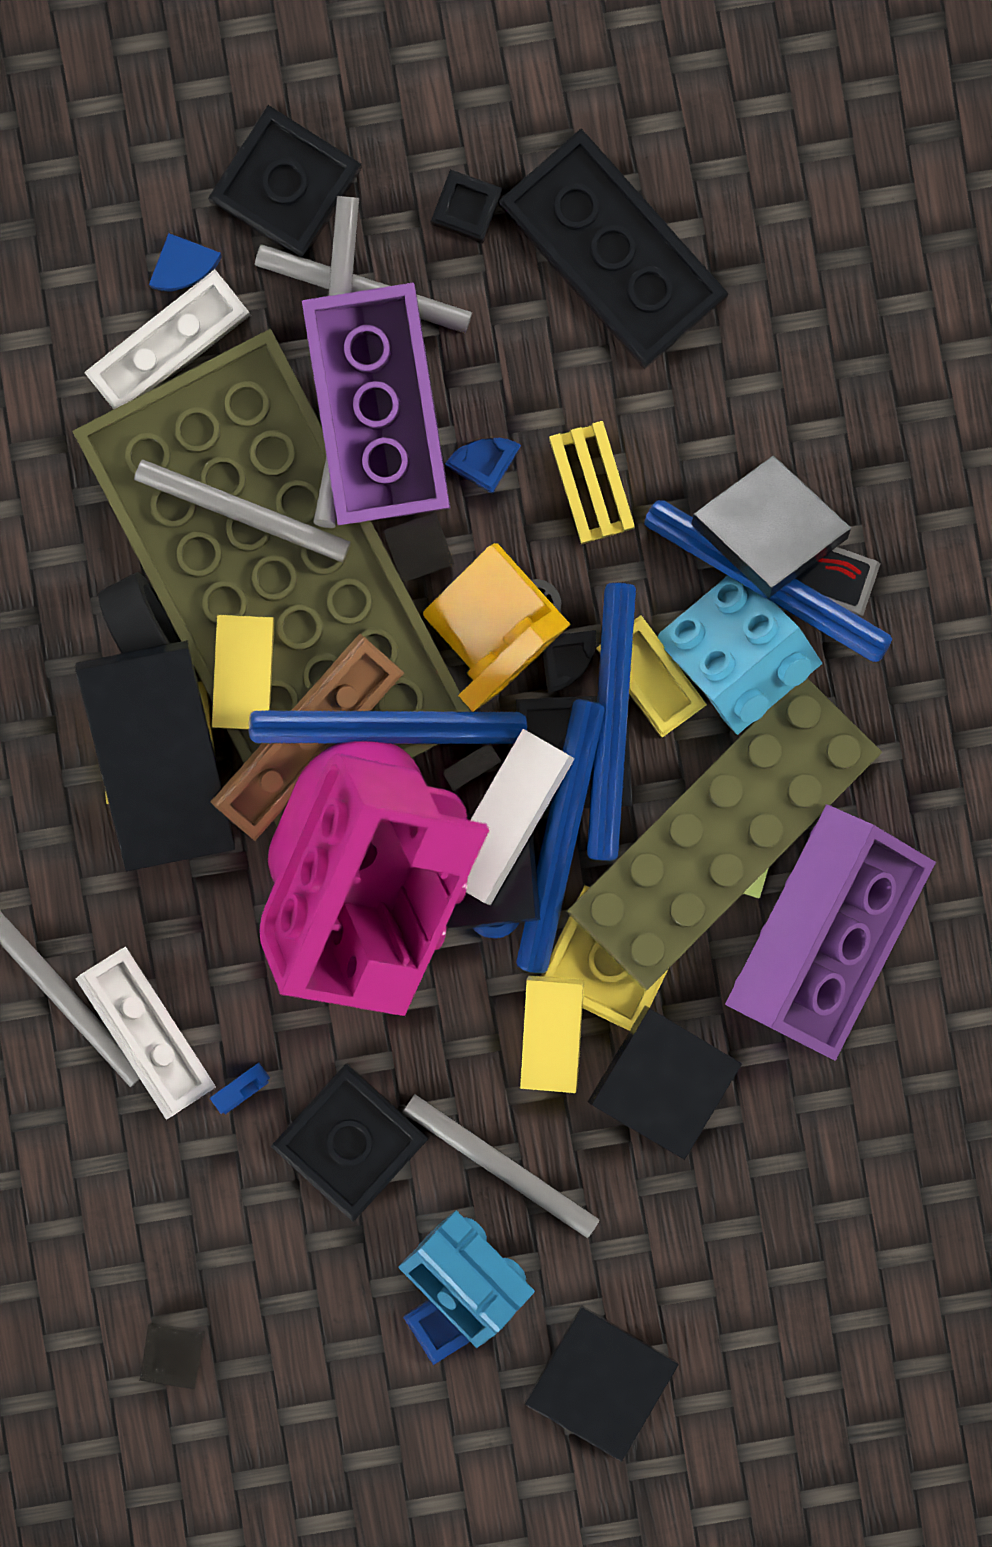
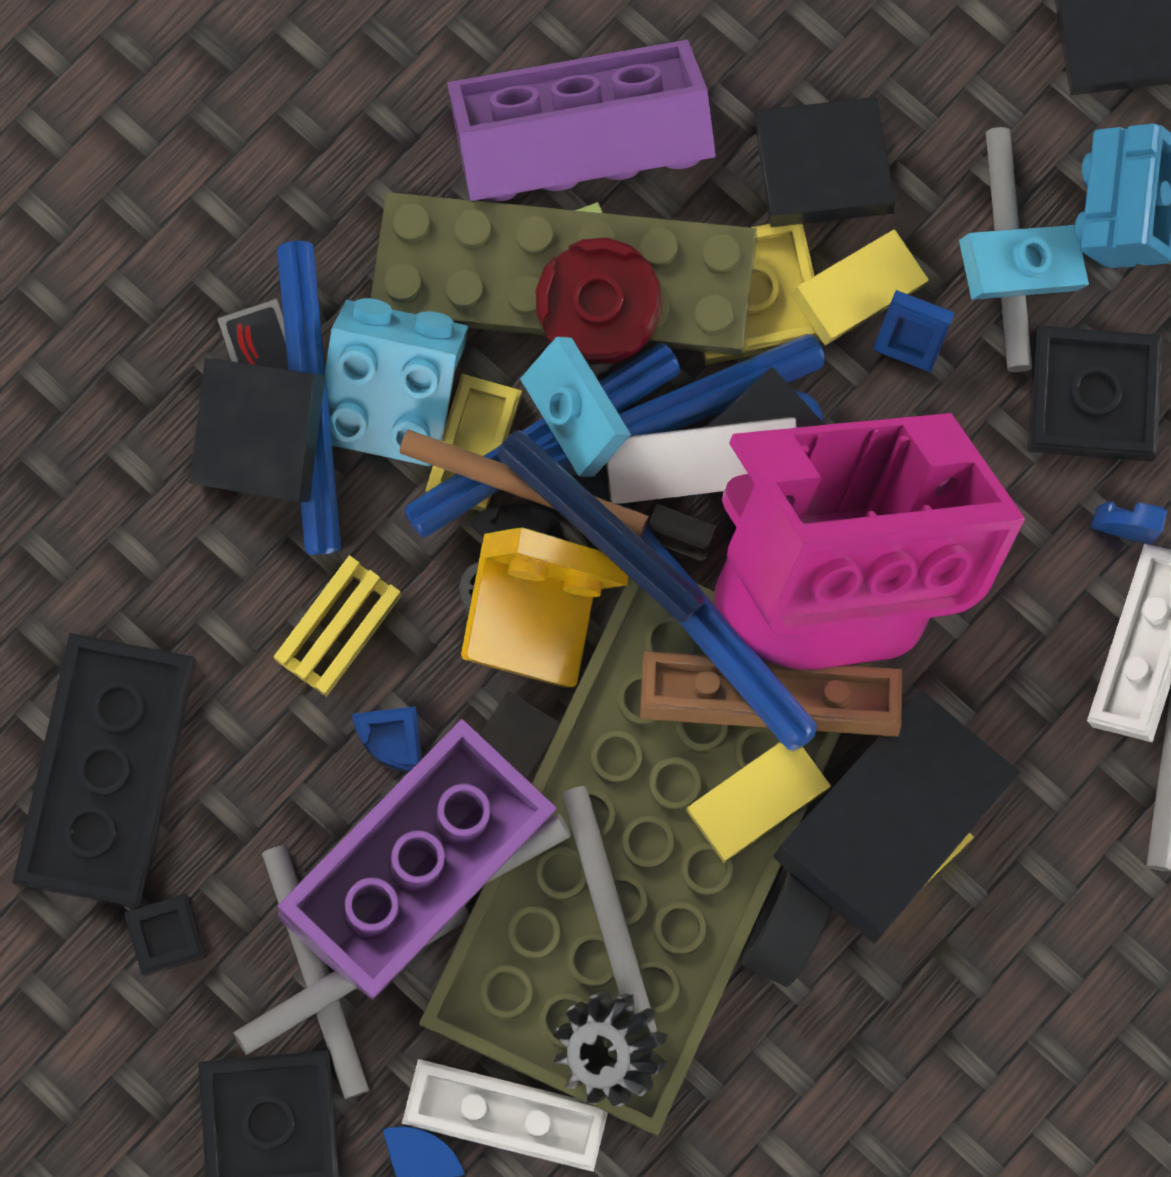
camera: 130 degrees left, 10 degrees down
(148, 436) = (590, 1058): none -> black gear
(479, 1163) = (1023, 262): none -> medium azure plate
(490, 1045) = (913, 331): none -> blue tile
(508, 703) = (600, 526): none -> dark blue axle
(584, 678) = (494, 474): none -> medium nougat bar
(609, 753) = (575, 407): none -> medium azure plate
(678, 834) = (600, 298): none -> dark red tile

